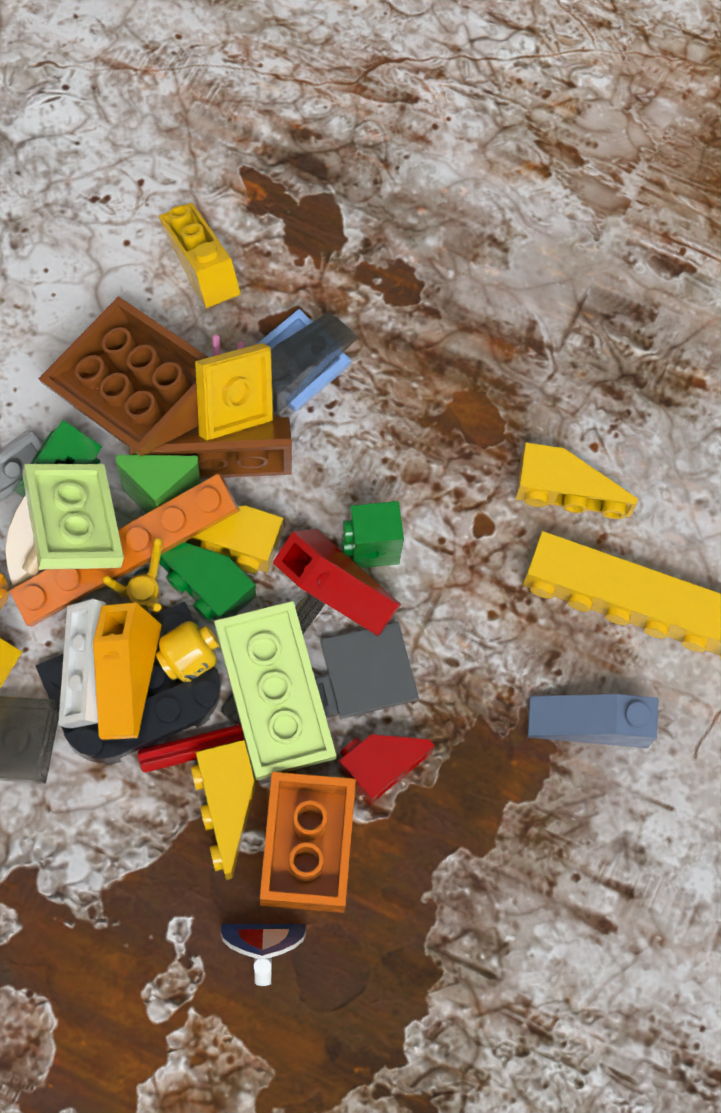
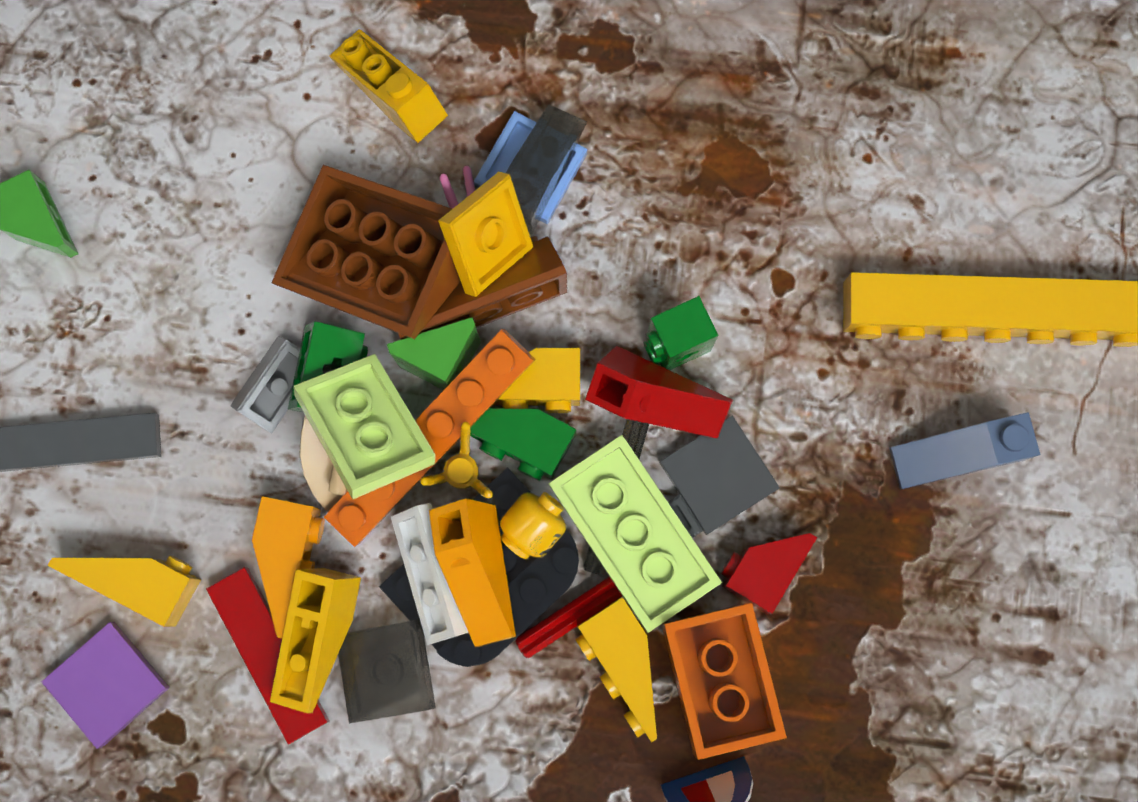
camera: 10 degrees left, 10 degrees up
(561, 479) = (852, 206): yellow slope -> none

